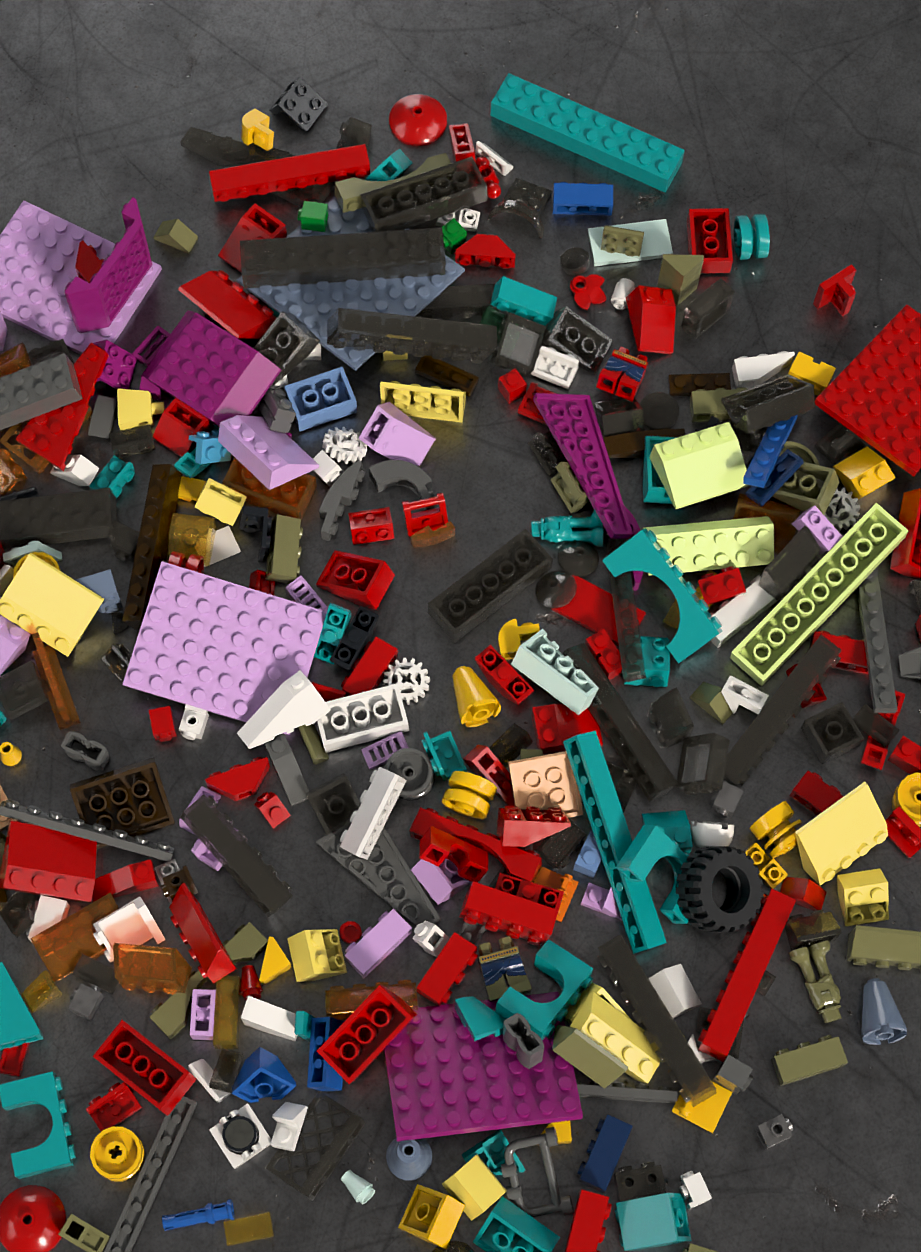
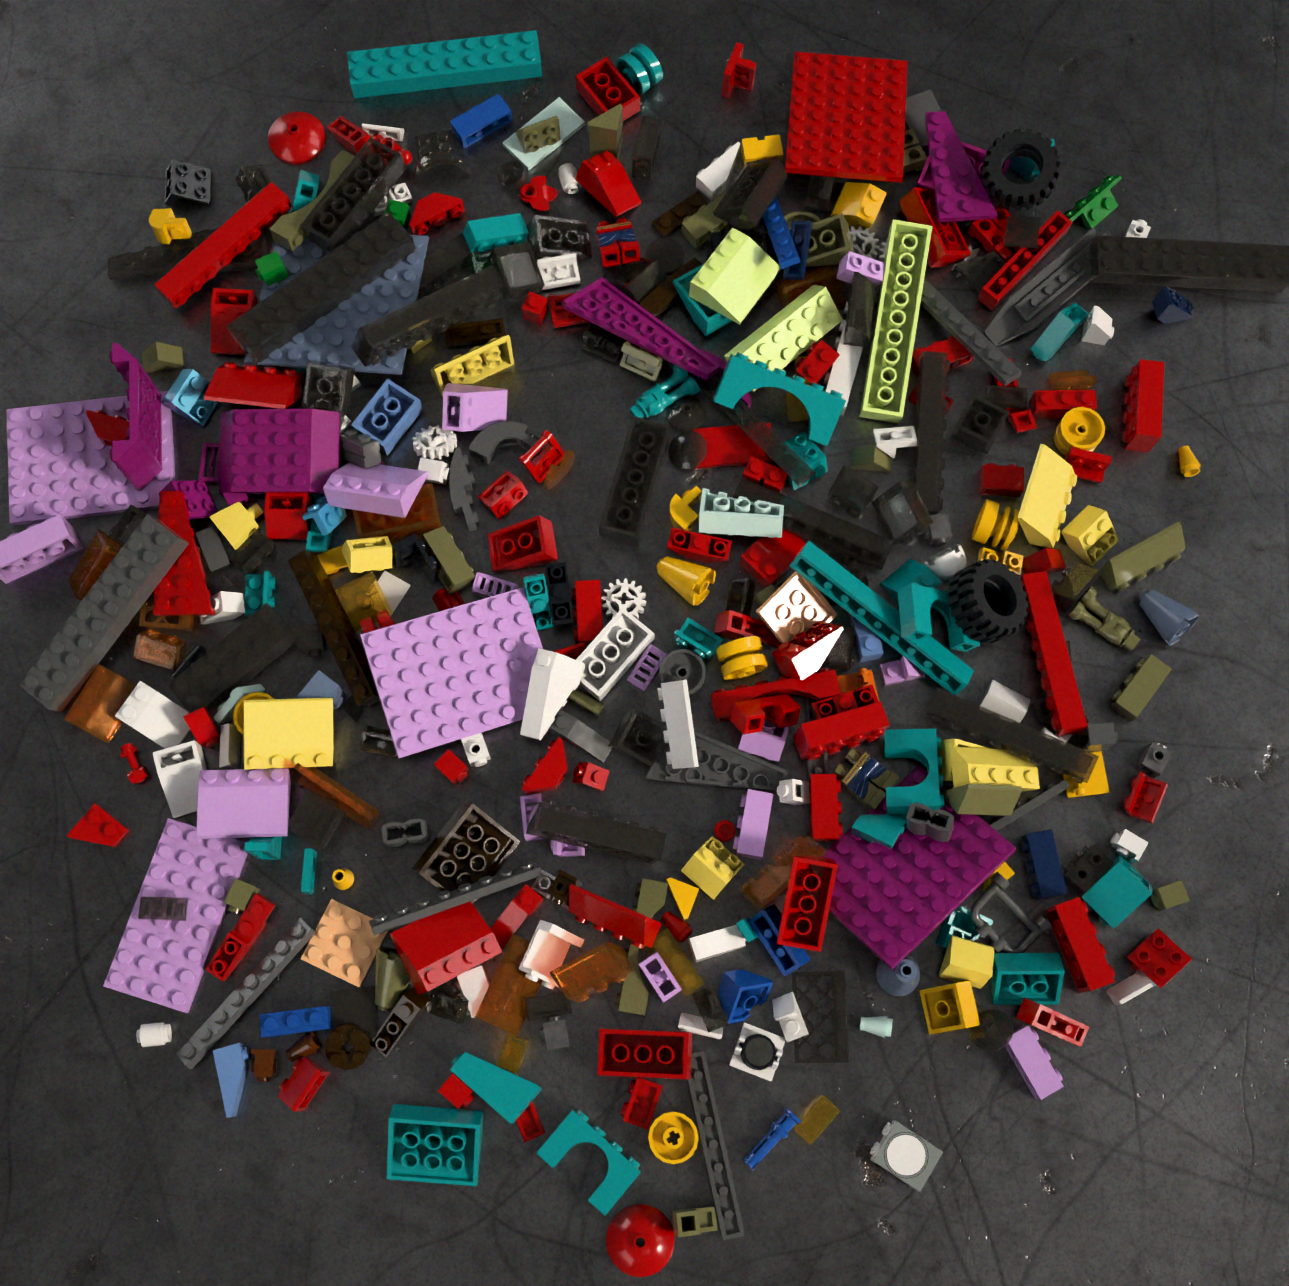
camera: 35 degrees left, 5 degrees up
(169, 278) = (187, 397): none -> medium azure slope
(740, 1158) = (1144, 798): none -> red bracket

